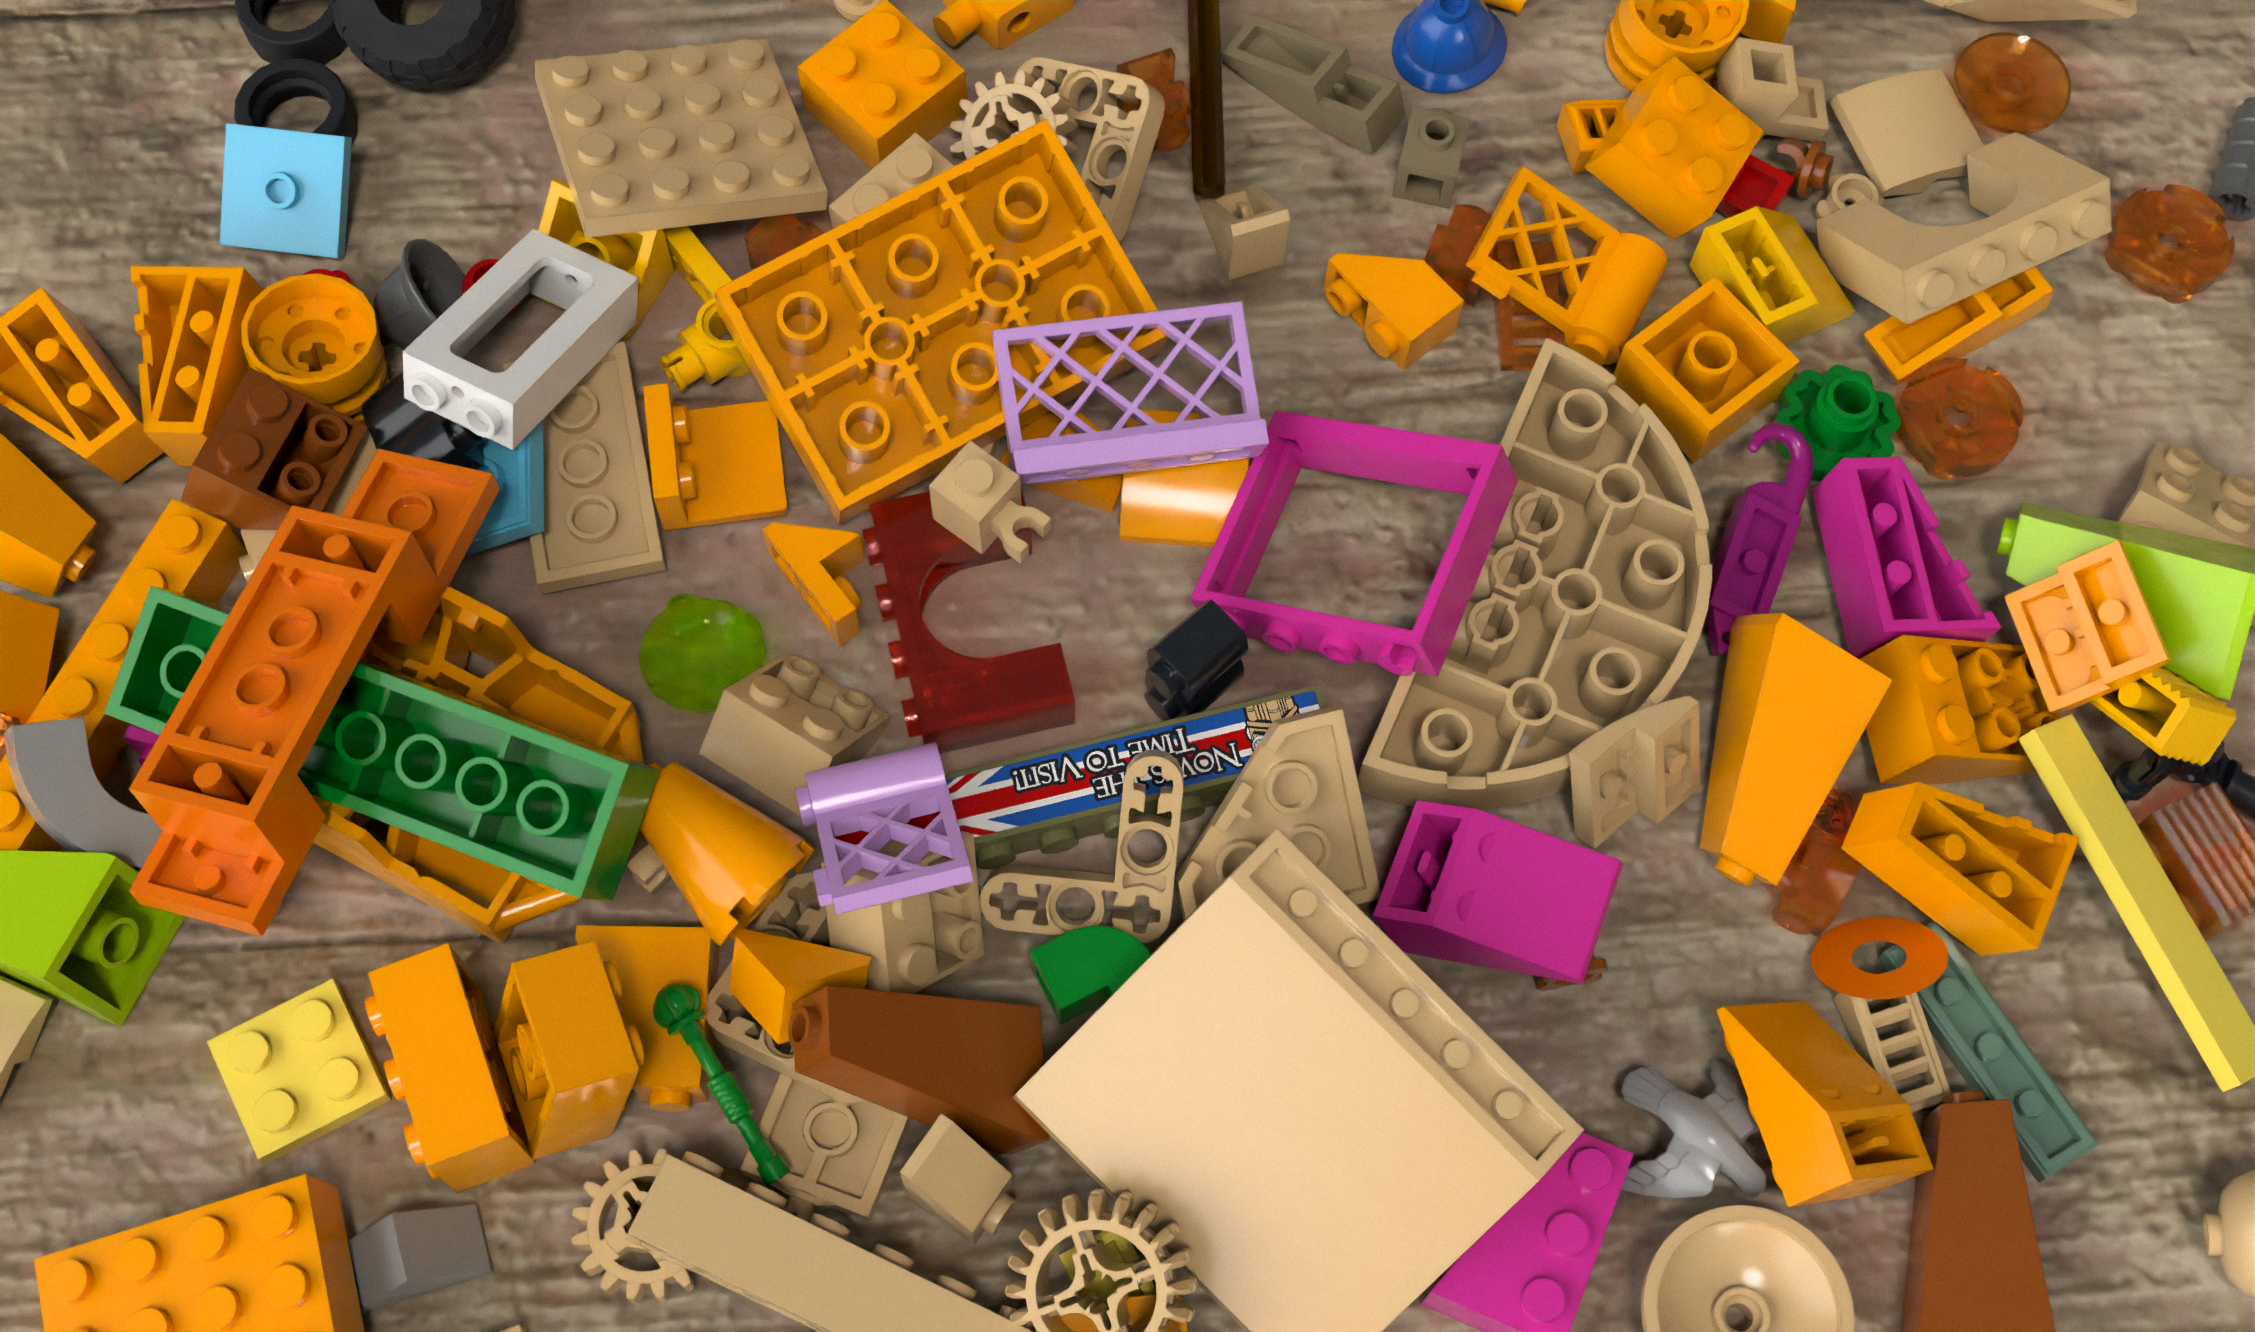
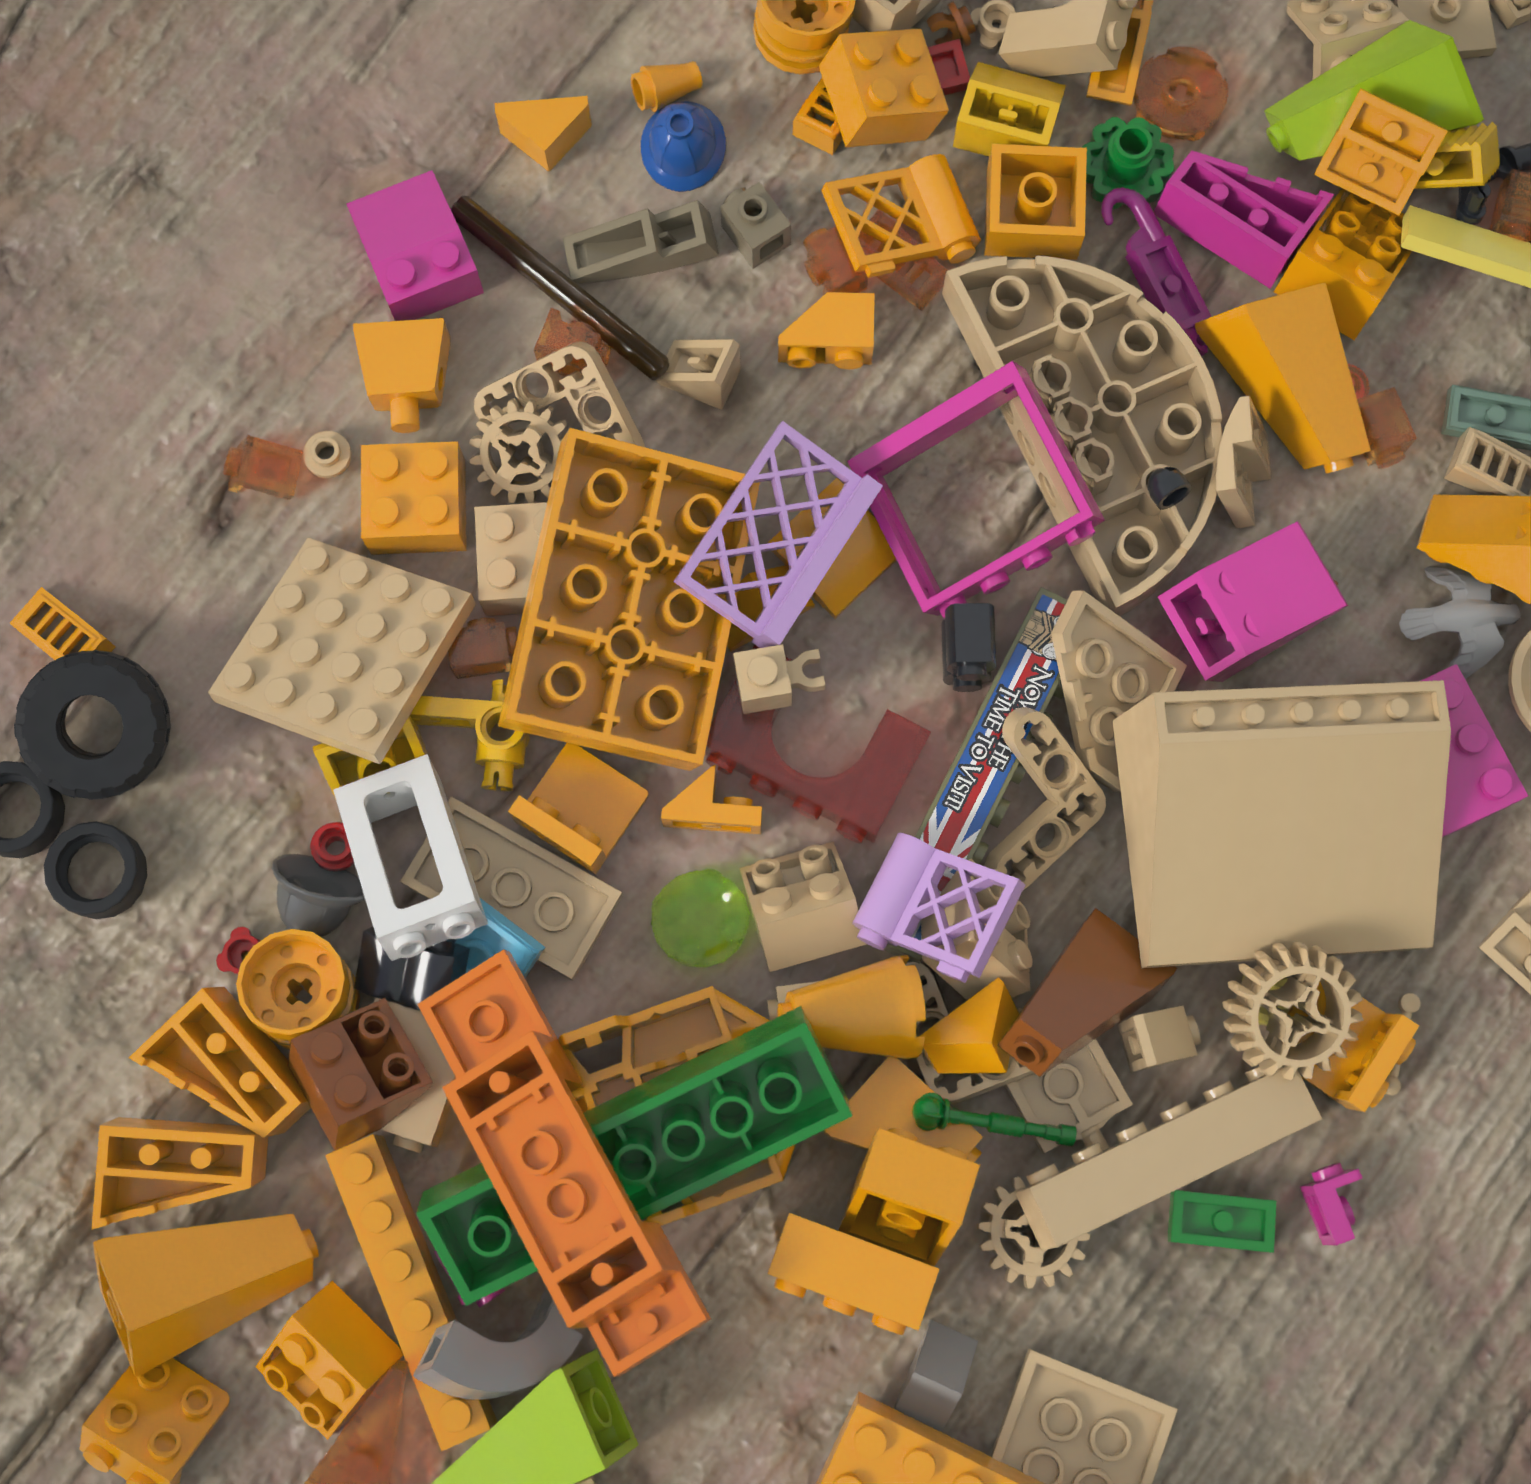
camera: 45 degrees left, 10 degrees up
(285, 190) = (150, 918): medium azure plate -> none
(298, 1071) = (760, 1360): light yellow plate -> none
(1085, 968) = (1092, 860): green brick -> none
(1529, 707) = (1168, 487): none -> black hinge
(1924, 962) = (1483, 431): orange piece -> none
(1962, 865) = (1449, 344): light orange wedge -> none

